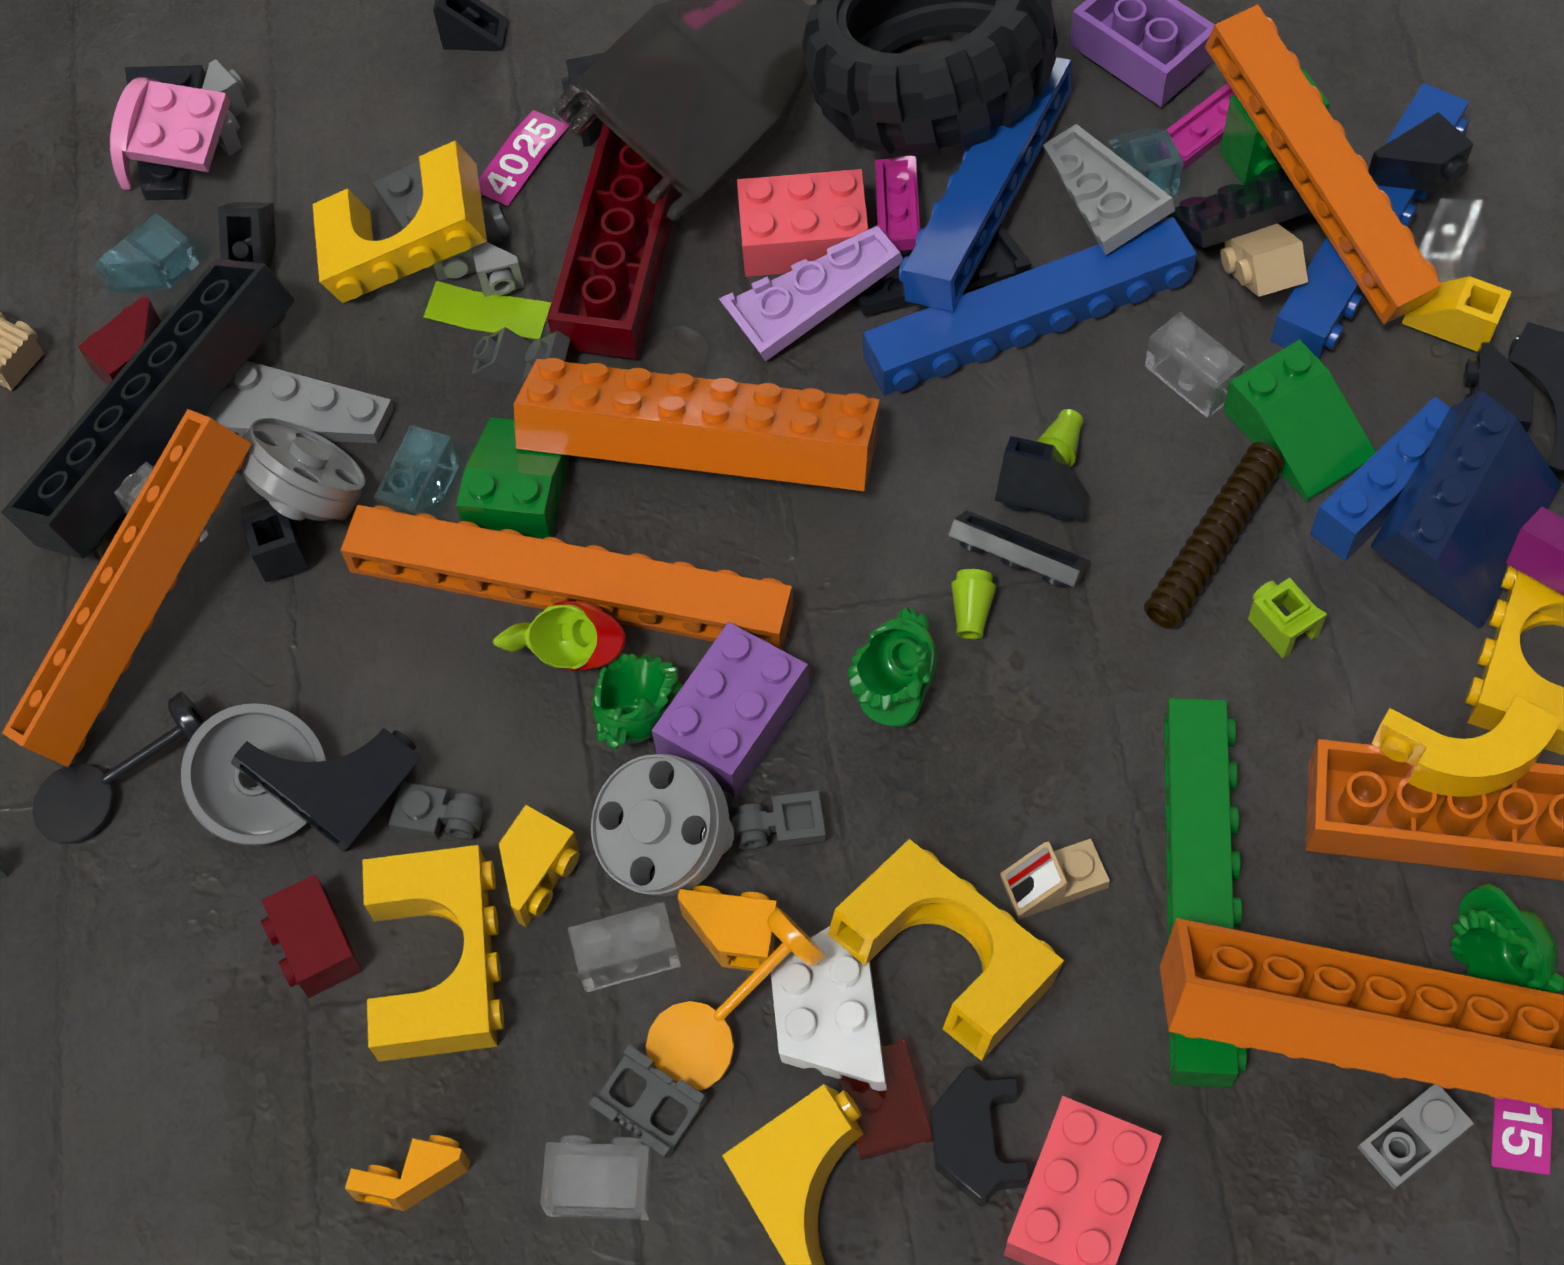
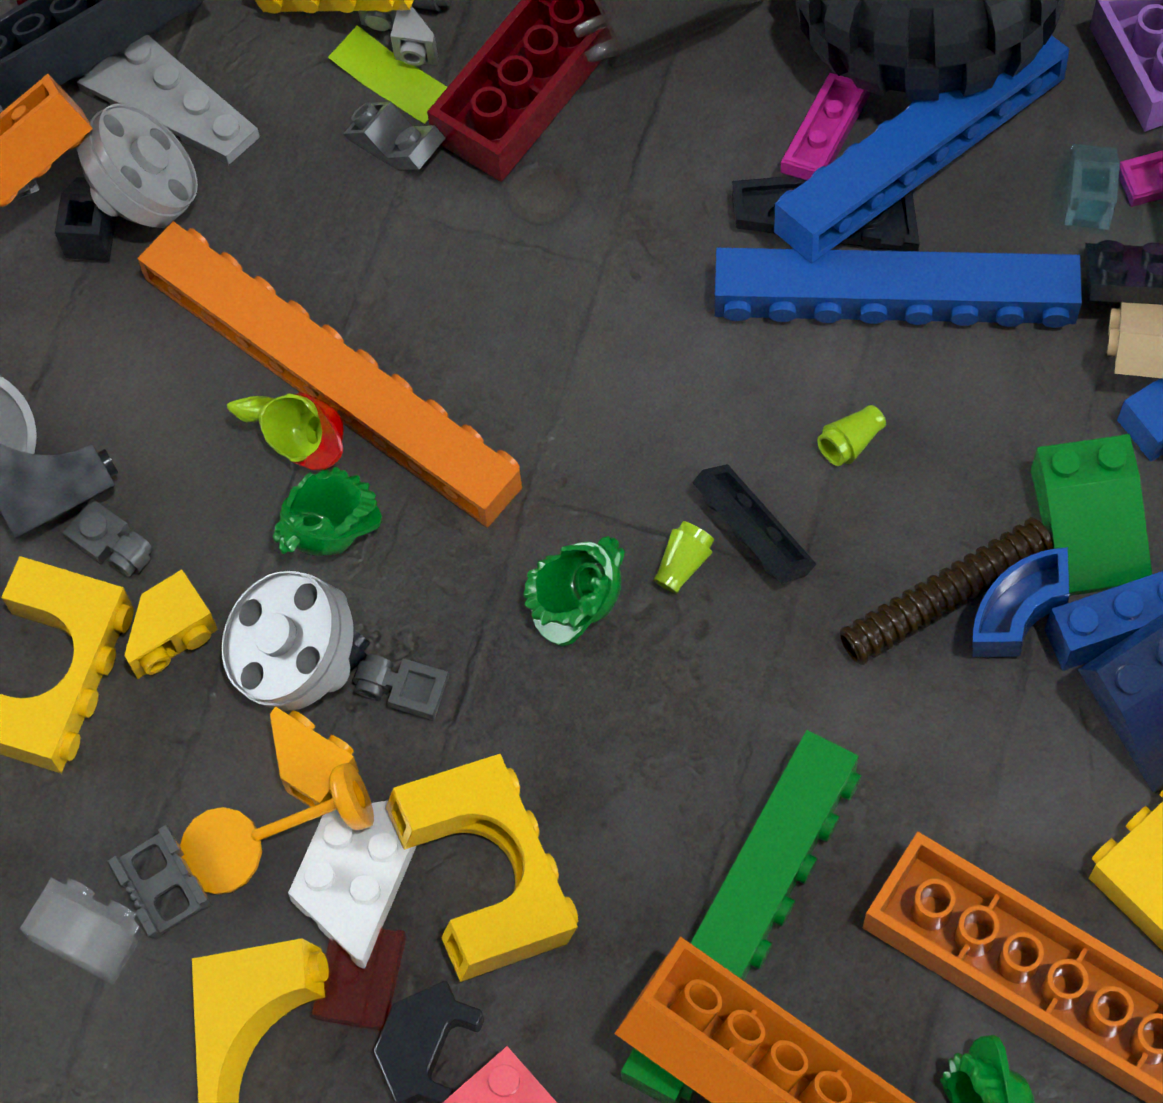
camera: 25 degrees right, 5 degrees up
(419, 471) = (244, 212): clear light blue slope -> none
(511, 485) = (332, 252): green slope -> none
(624, 947) = (206, 736): clear brick -> none
(697, 423) = (517, 274): orange brick -> none
(733, 707) = (410, 560): medium lavender brick -> none
(795, 302) = (675, 188): lavender wing -> none
(798, 217) = (723, 110): coral brick -> none
(1040, 480) = (807, 466): black slope -> none
(1053, 877) = (619, 848): tan slope -> none
(1105, 188) = (1031, 201): light grey wing -> none
(1192, 363) = (1018, 411): clear brick -> none
(1274, 625) = (958, 713): lime window -> none
(1288, 503) = (1018, 601): none -> blue brick
(1472, 764) = (1046, 923): yellow arch -> none

